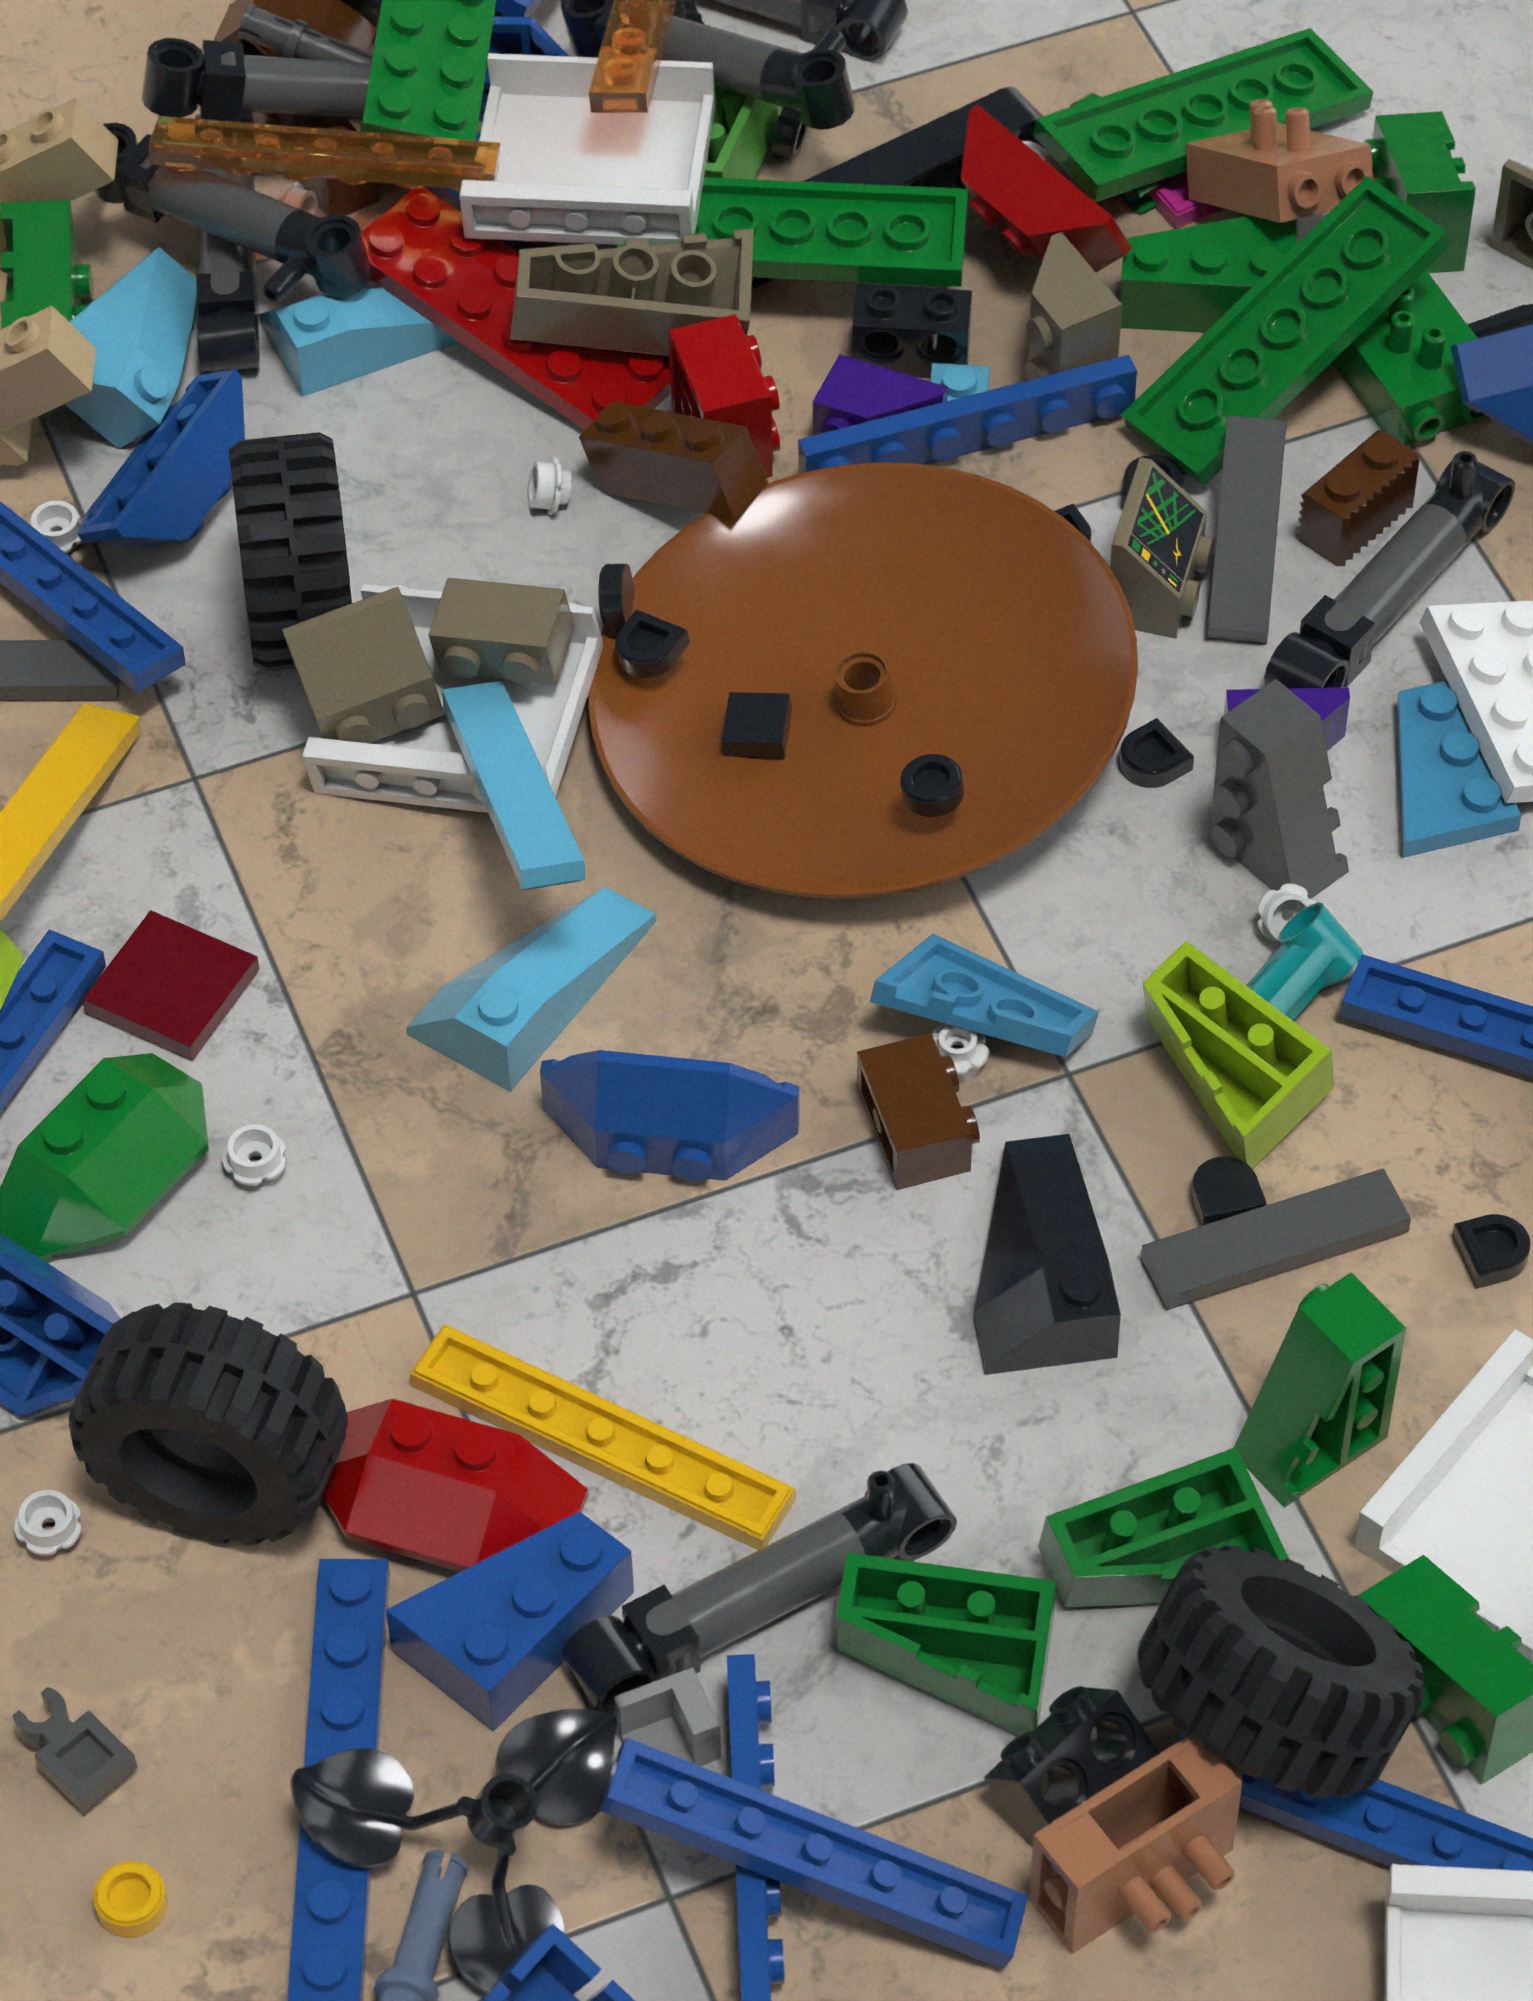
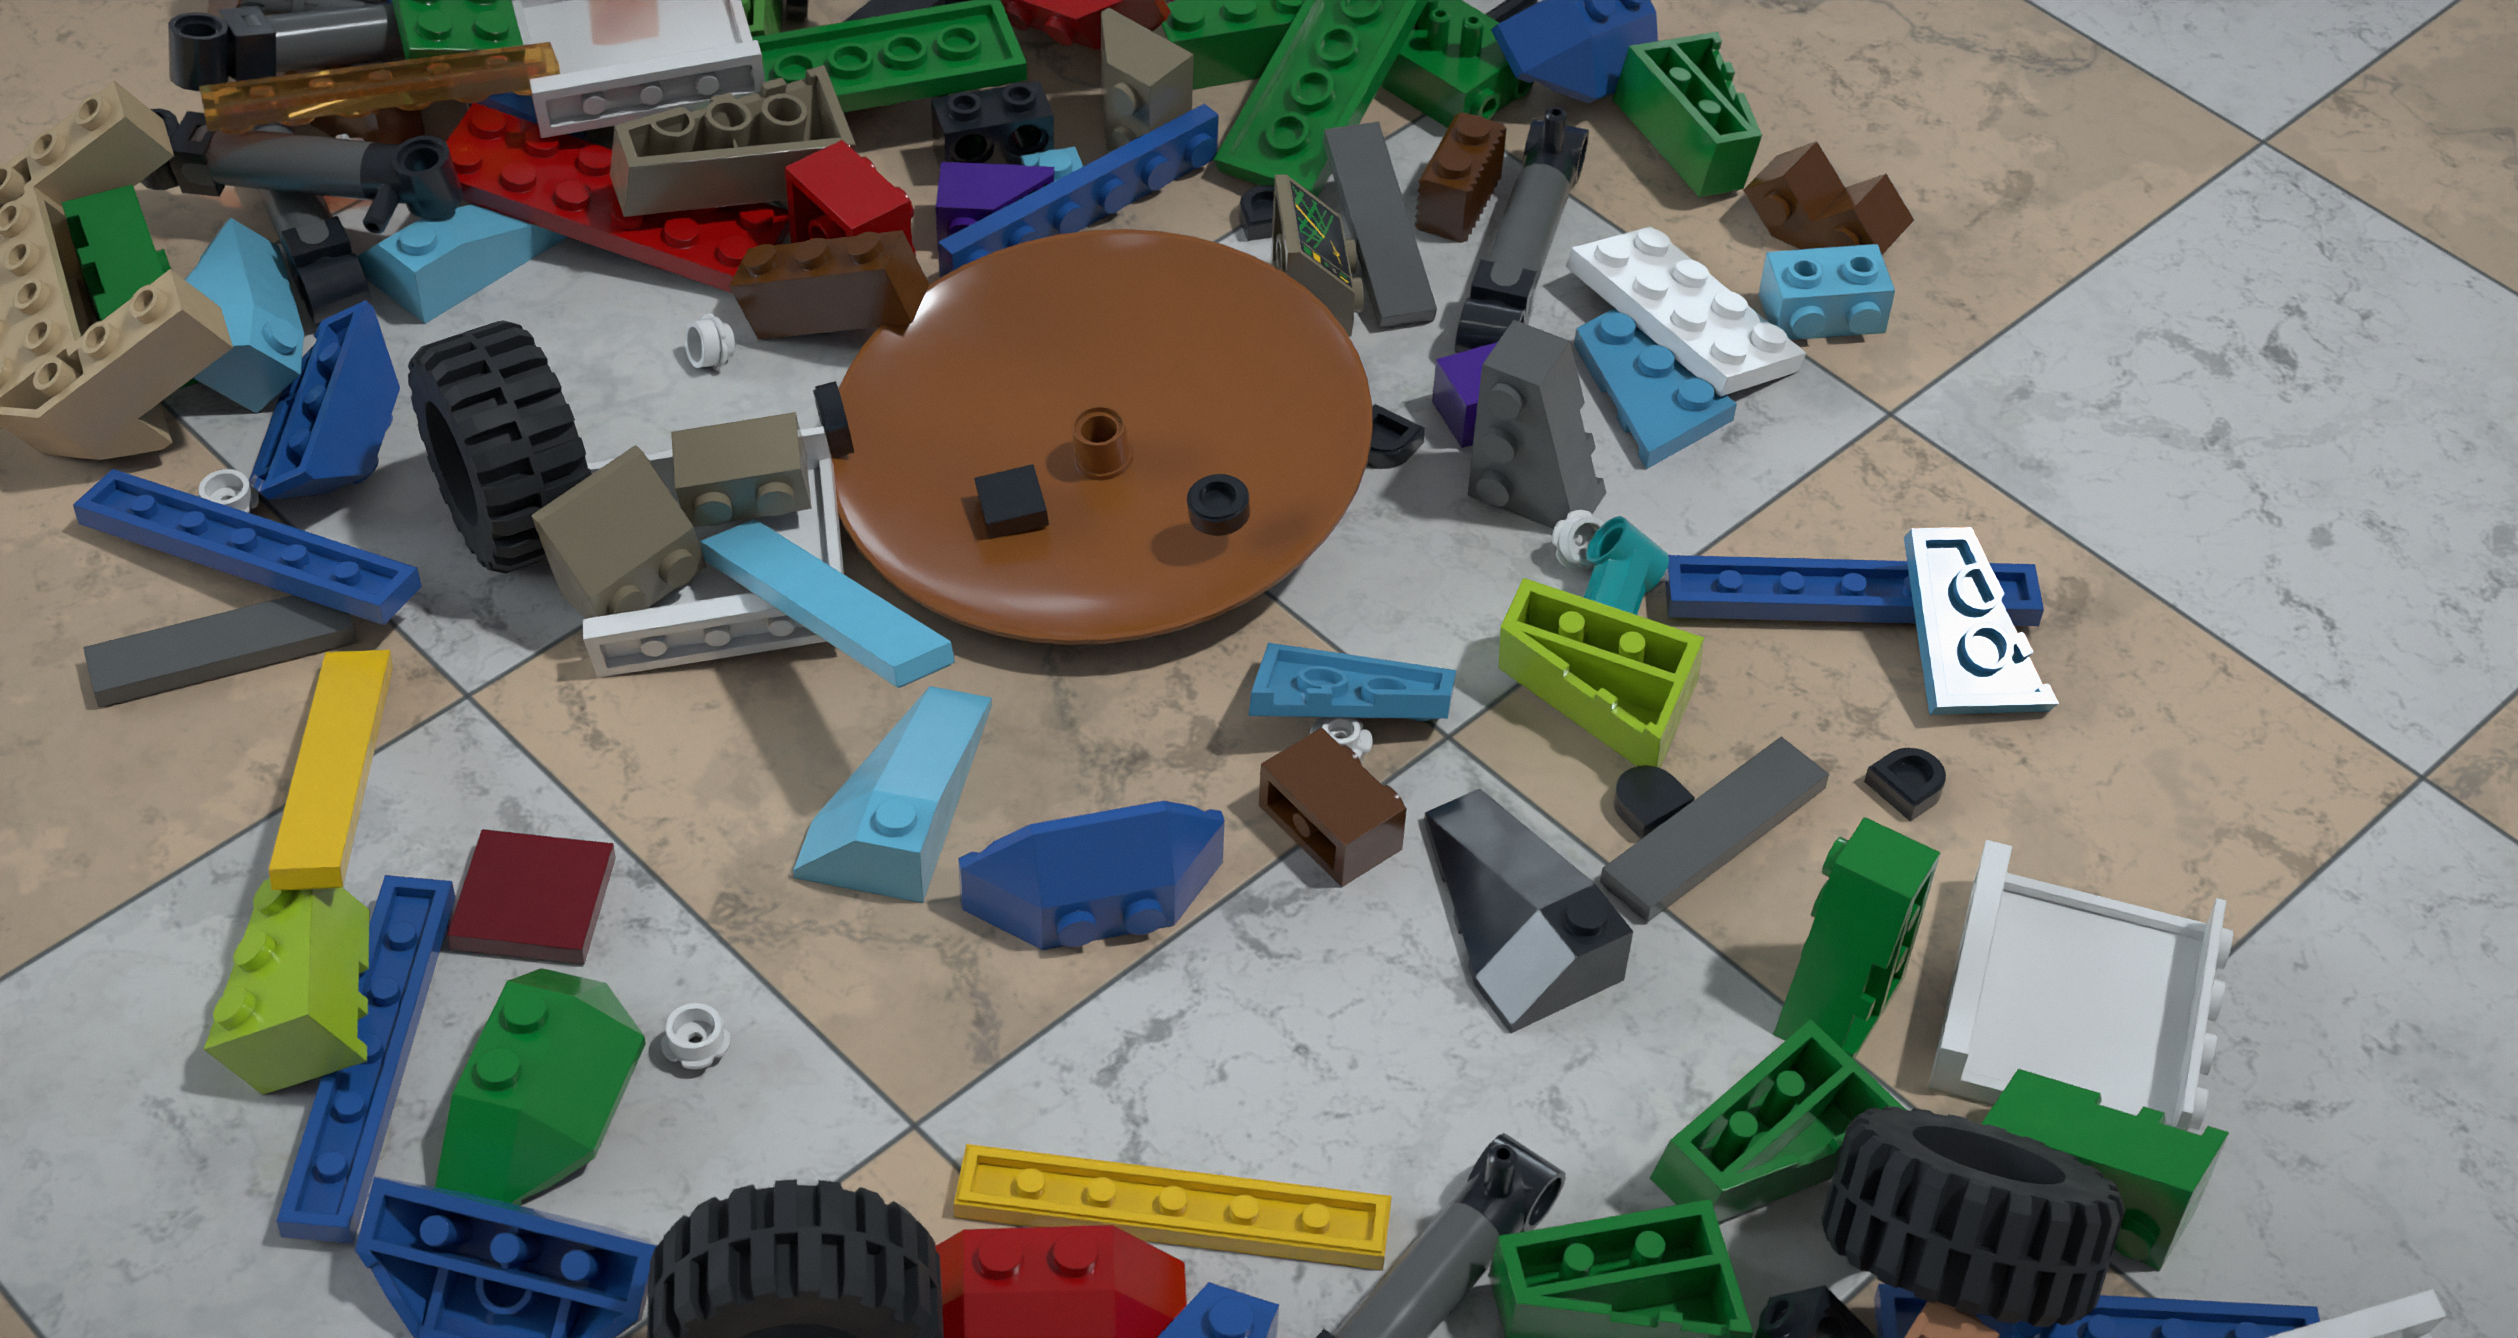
camera: 25 degrees left, 5 degrees down
(649, 645) = (881, 453): black tile -> none

